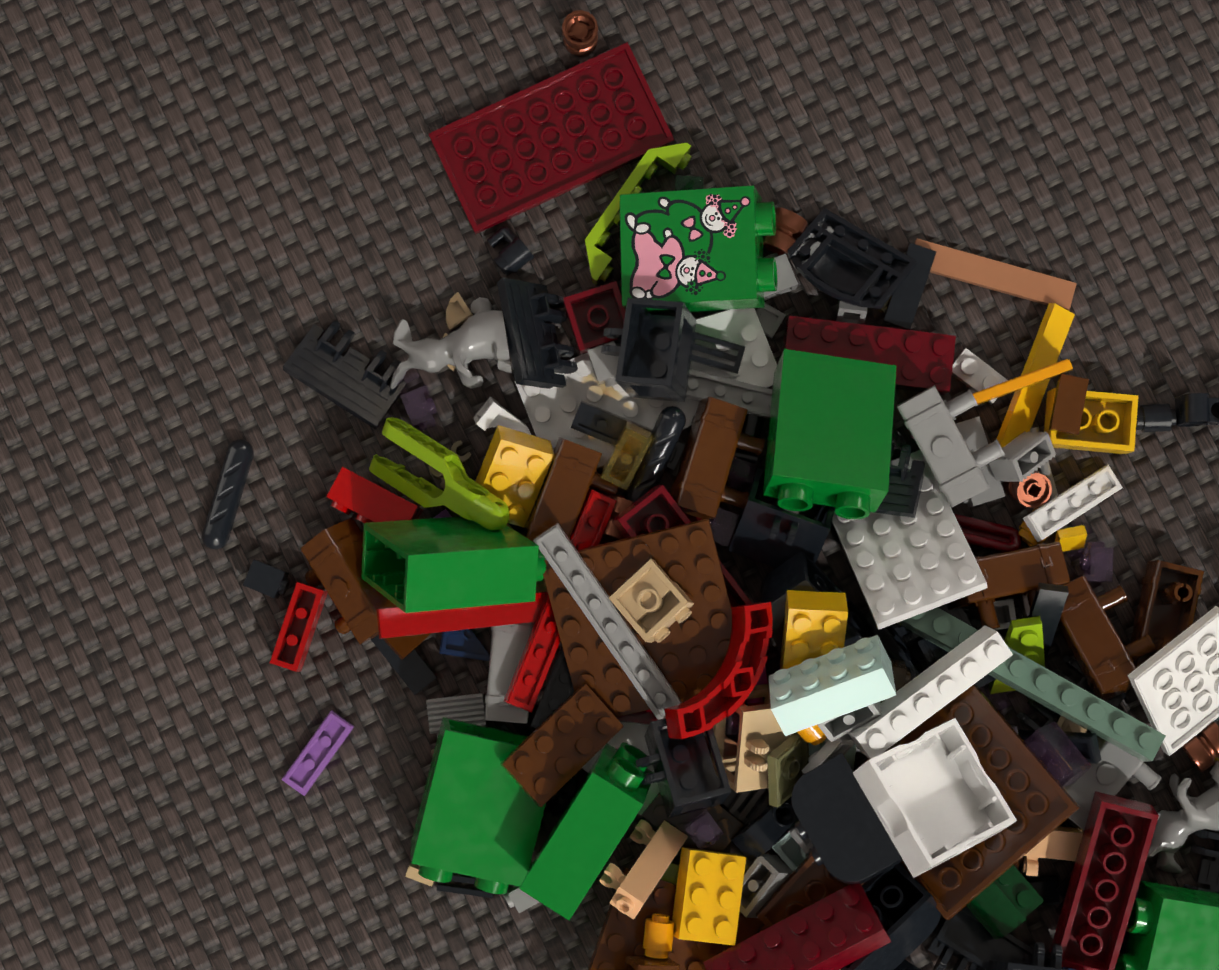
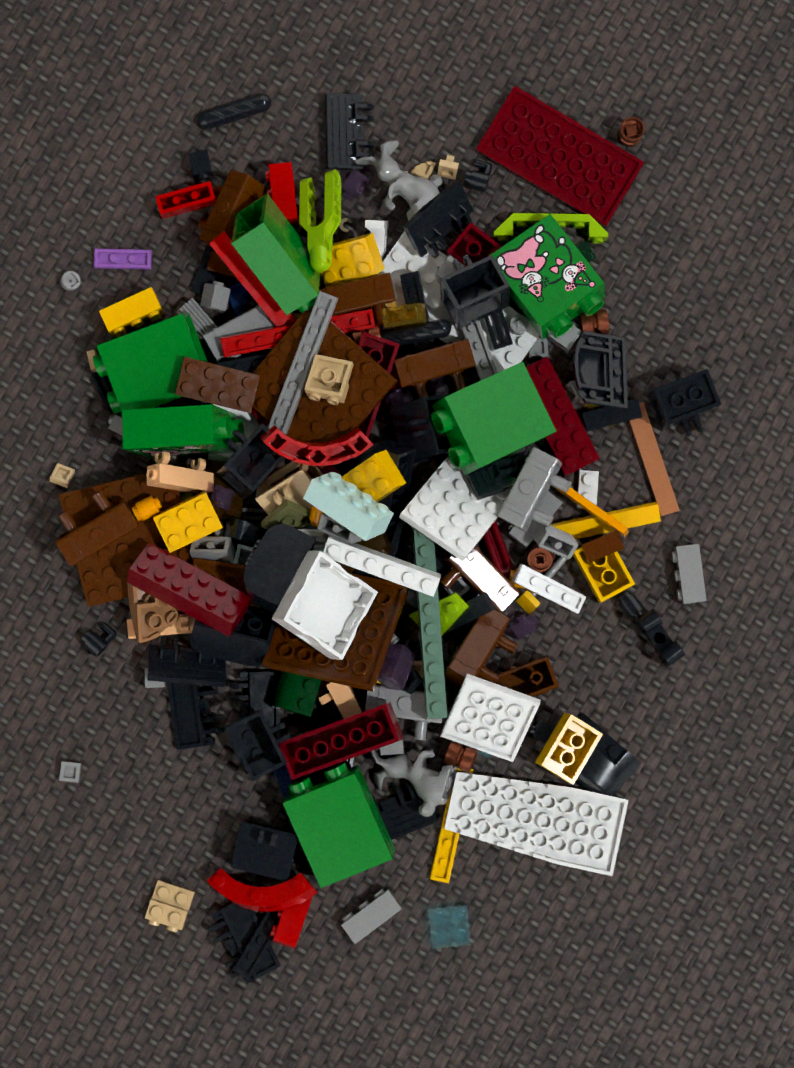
camera: 55 degrees right, 0 degrees up
(301, 836) = (70, 280): none -> light grey tile
(395, 788) = (132, 313): none -> yellow brick
(443, 670) = (215, 296): none -> light grey brick
(475, 280) = (448, 168): none -> tan tile
(726, 324) = (518, 324): none -> light grey tile
(954, 186) = (685, 401): none -> black piece
(1162, 323) = (689, 574): none -> light grey brick

